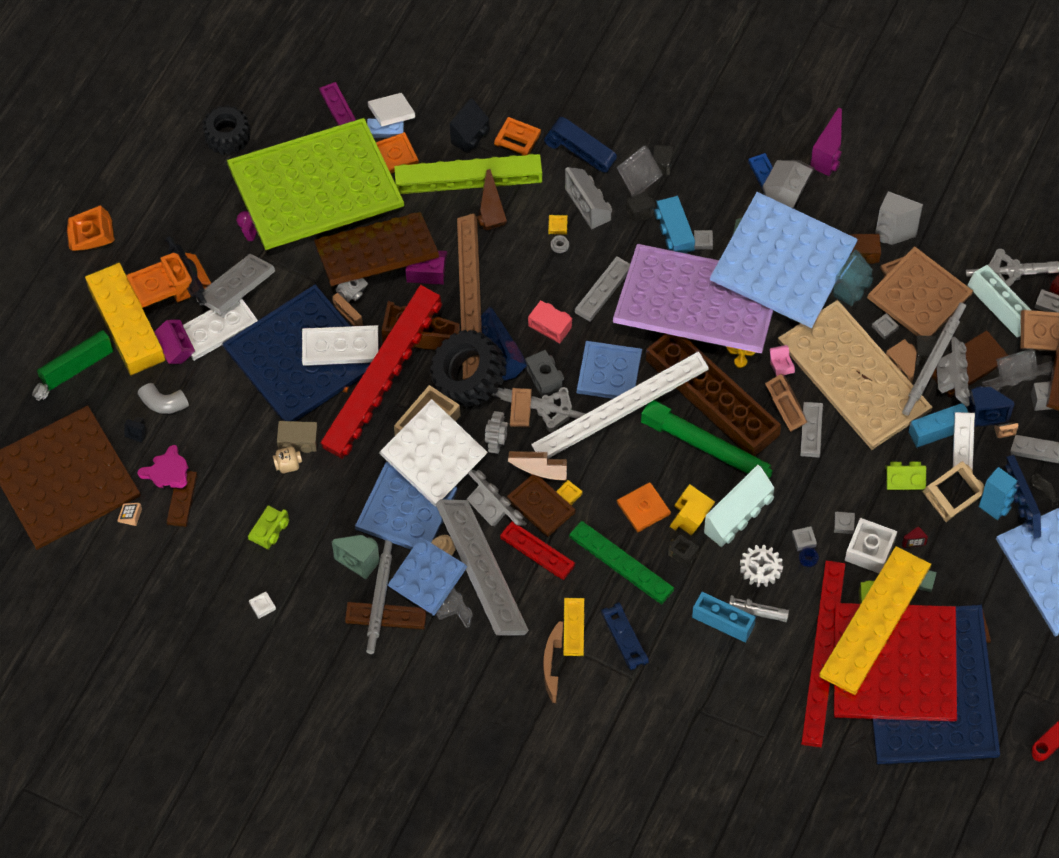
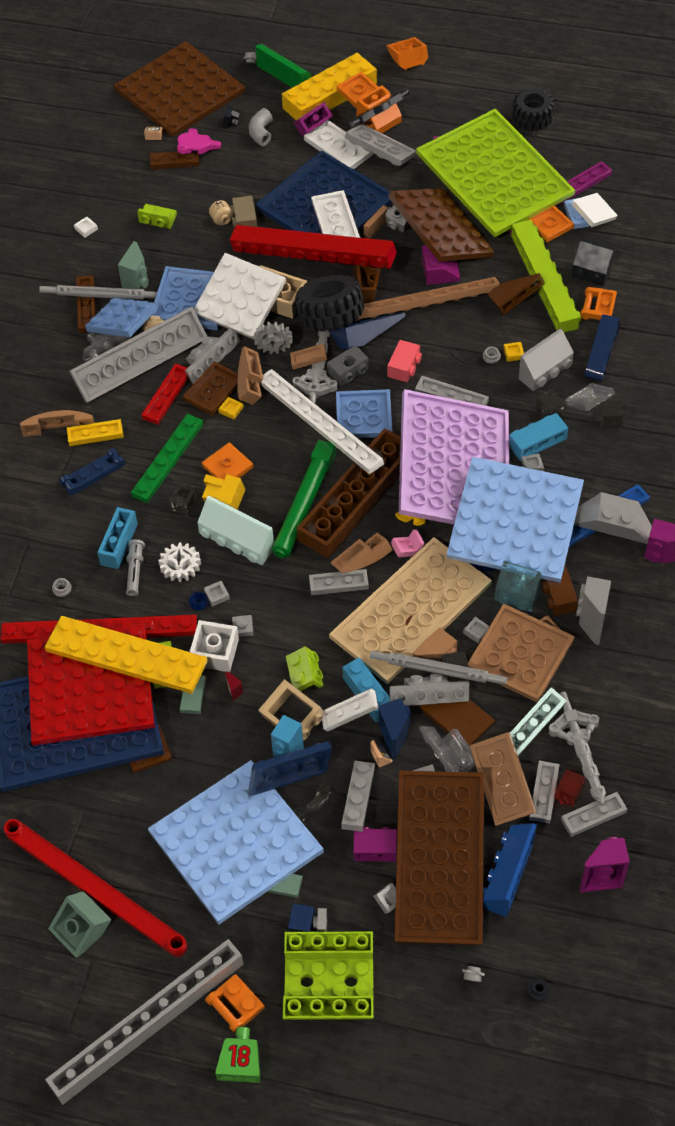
camera: 80 degrees right, 5 degrees down
(767, 676) = (61, 583): none -> light grey plate

